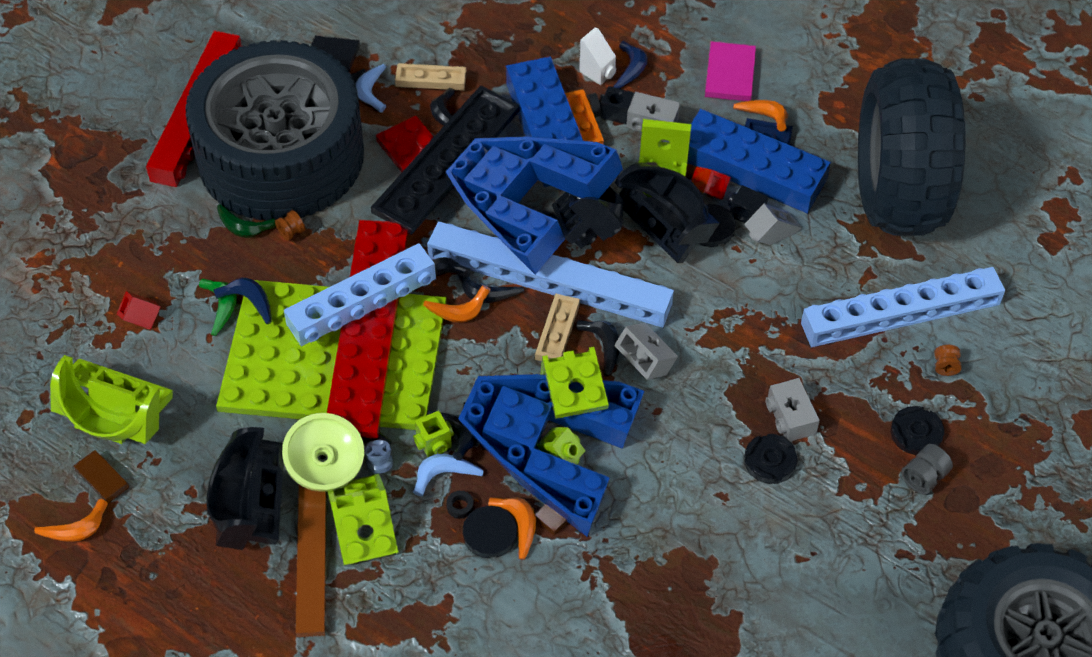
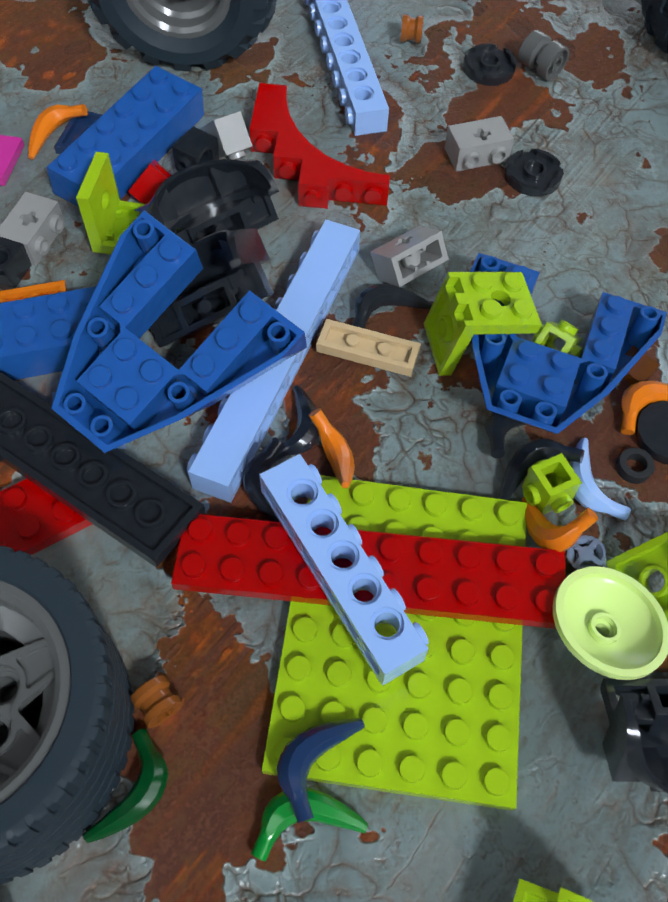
camera: 90 degrees left, 5 degrees up
(395, 429) = (553, 536): none -> orange piece
(782, 258) = (297, 159): none -> red arch

